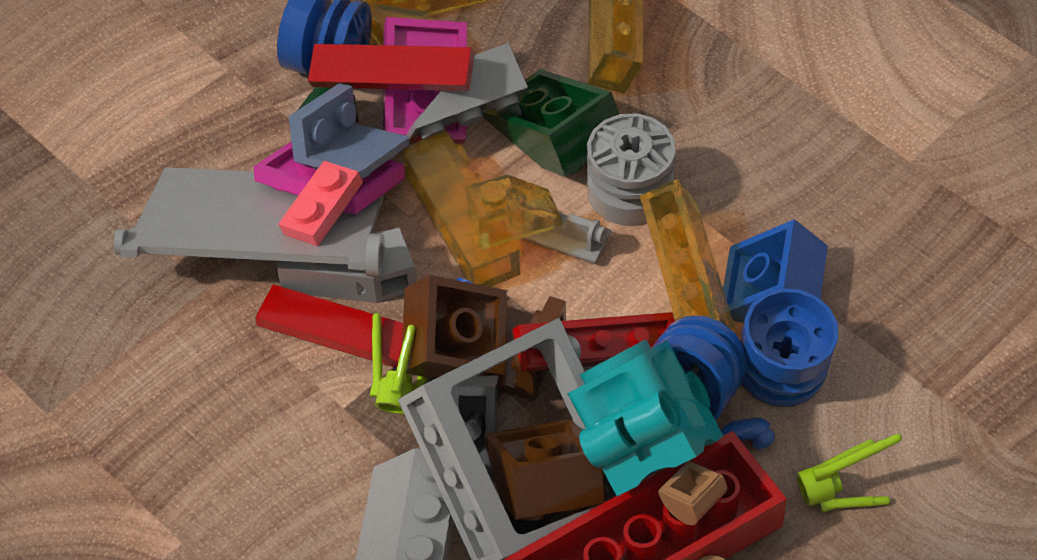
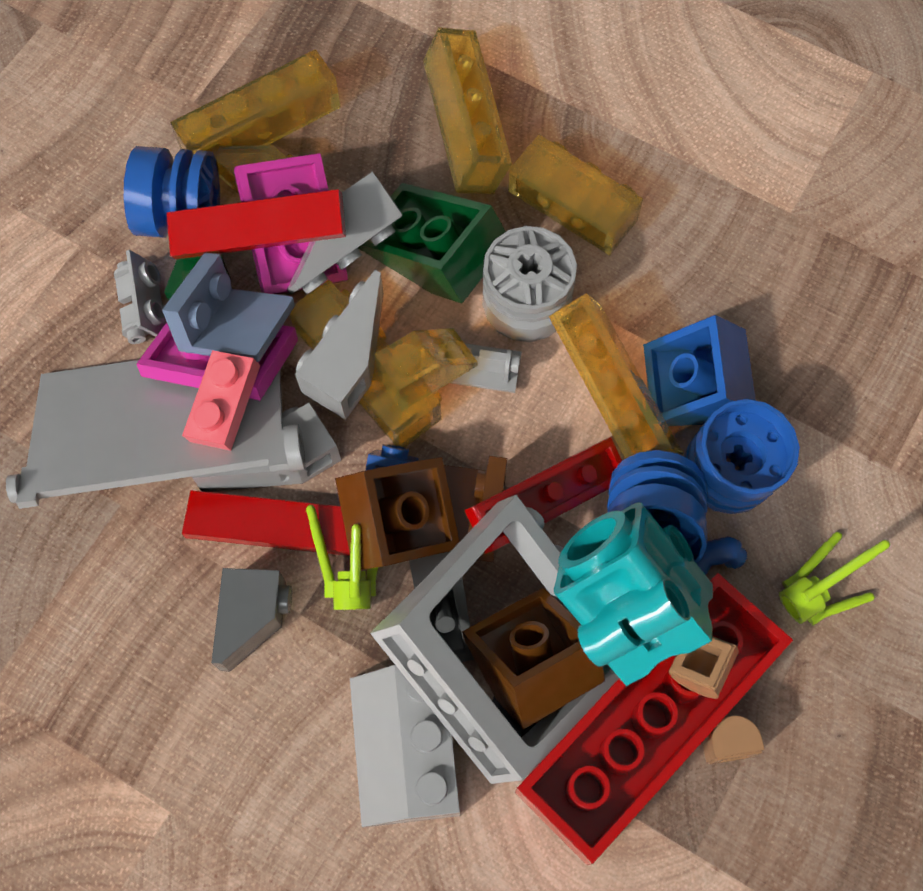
camera: 15 degrees left, 15 degrees up
(272, 110) = (139, 282): none -> light grey hinge
(296, 392) = (248, 613): none -> dark grey slope
(436, 195) = (344, 359): none -> light grey slope
(700, 105) = (574, 194): none -> clear yellow brick

